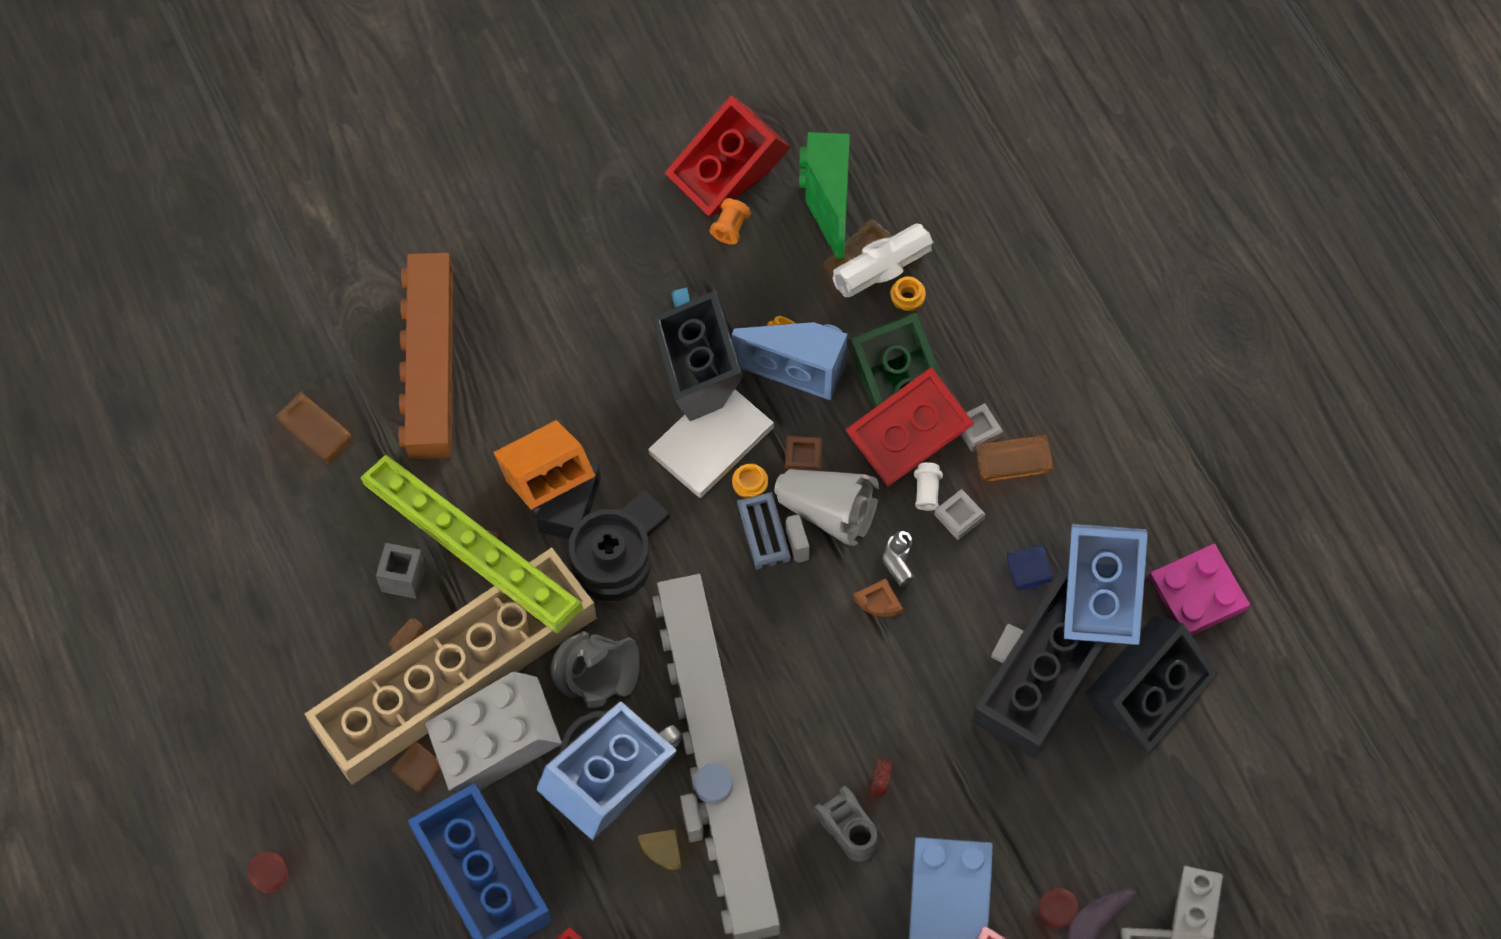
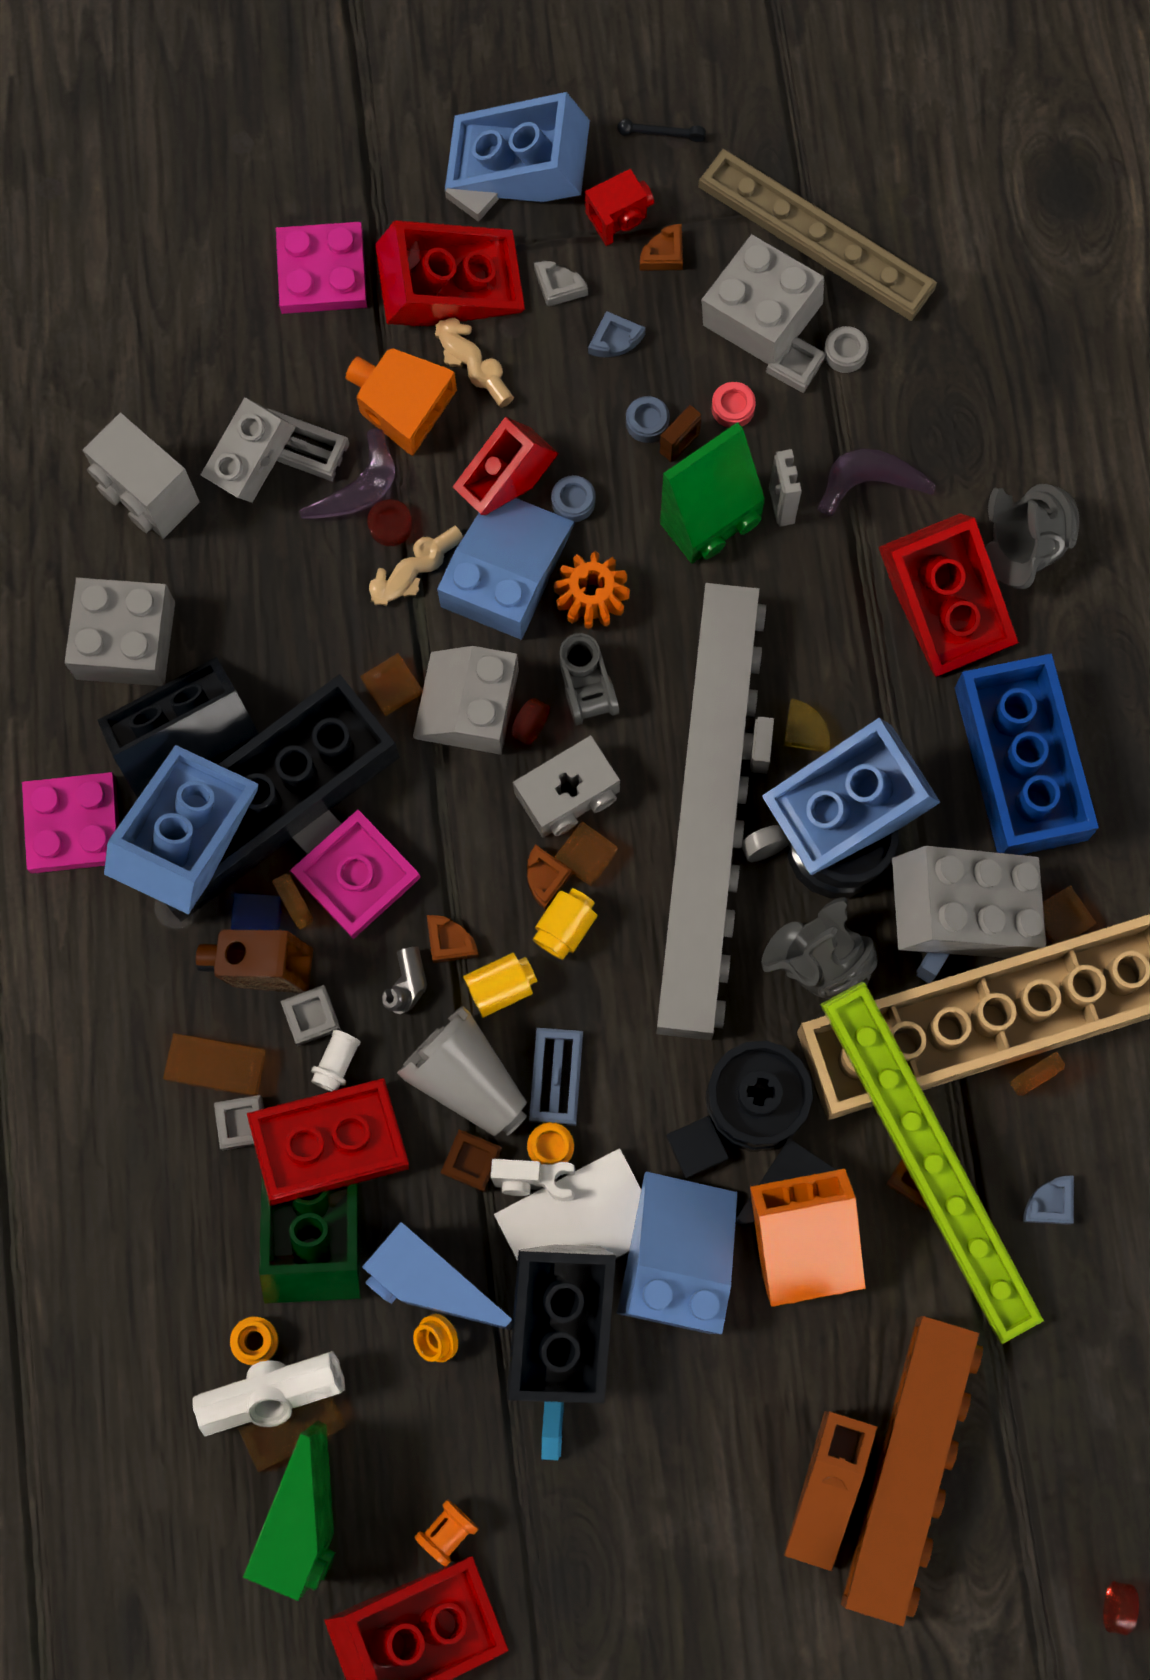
camera: 160 degrees left, 10 degrees up
(263, 317) = (1120, 1608): none -> clear red tile
(314, 427) = (1086, 1420): clear orange tile -> none
(369, 560) = (1052, 1202): none -> sand blue tile
(401, 570) = (1026, 1162): dark grey brick -> none
(480, 328) = (830, 1489): none -> dark orange slope
(631, 433) = (680, 1255): none -> medium blue slope
(713, 783) = (727, 757): sand blue tile -> none
(761, 450) = (520, 1176): none -> white plate
(796, 634) = (565, 923): none -> yellow brick
(797, 538) = (520, 1043): light grey tile -> none
(799, 695) = (587, 853): none -> clear orange tile
(824, 669) = (545, 876): none -> dark orange tile
(828, 575) = (500, 983): none -> yellow brick
(828, 754) = (578, 767): none -> light grey brick
(886, 902) = (607, 596): none -> orange gear
(936, 778) = (467, 698): none -> light grey slope
(968, 620) = (355, 874): none -> dark pink plate
(1001, 776) = (391, 684): none -> clear orange tile
(1006, 583) = (293, 901): none -> clear orange tile
(1010, 527) = (258, 960): none -> reddish brown torso
(1027, 863) = (404, 580): none -> tan animal
(1229, 738) = (120, 631): none -> light grey brick
(1271, 859) = (140, 476): none -> light grey brick

